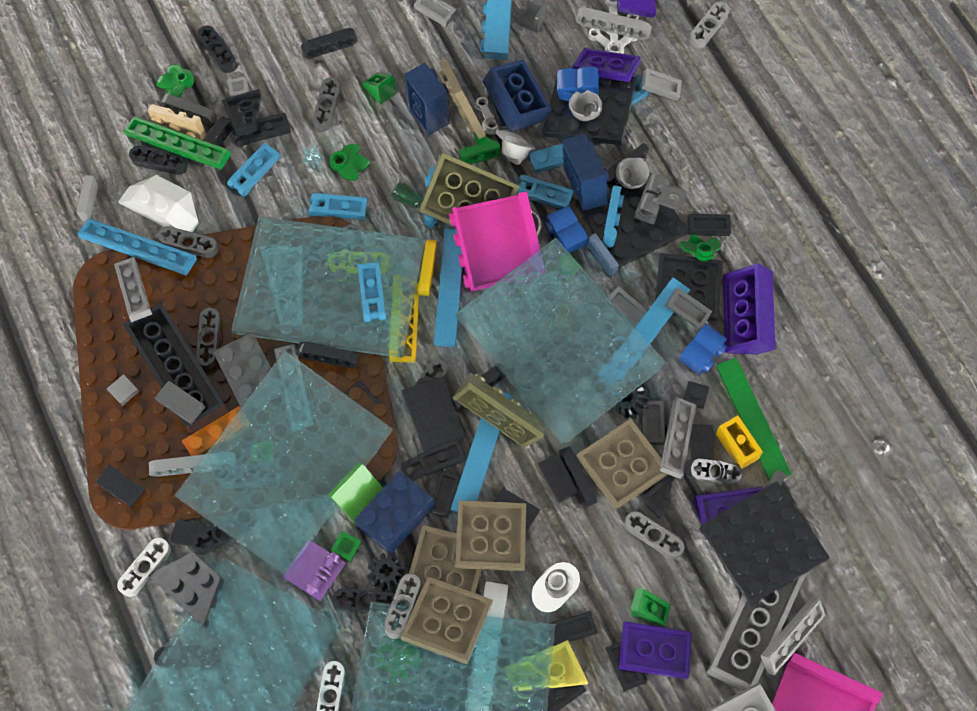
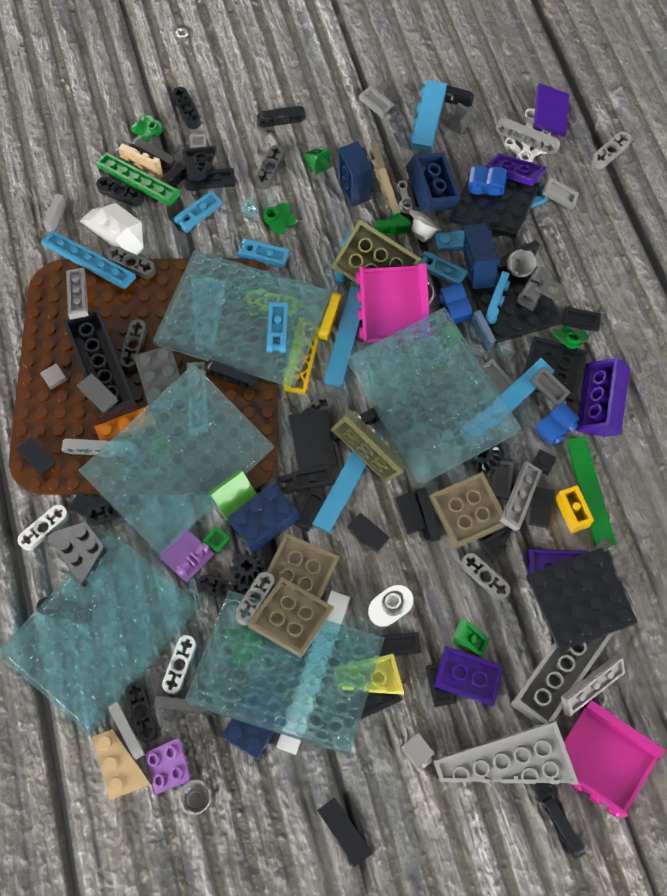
camera: 10 degrees right, 0 degrees up
(405, 195) = (323, 253): clear green cone -> none
(491, 535) = (342, 551): dark tan plate -> none
(585, 105) = (490, 199): light grey hair -> none
(706, 466) = (539, 531): black beam -> none

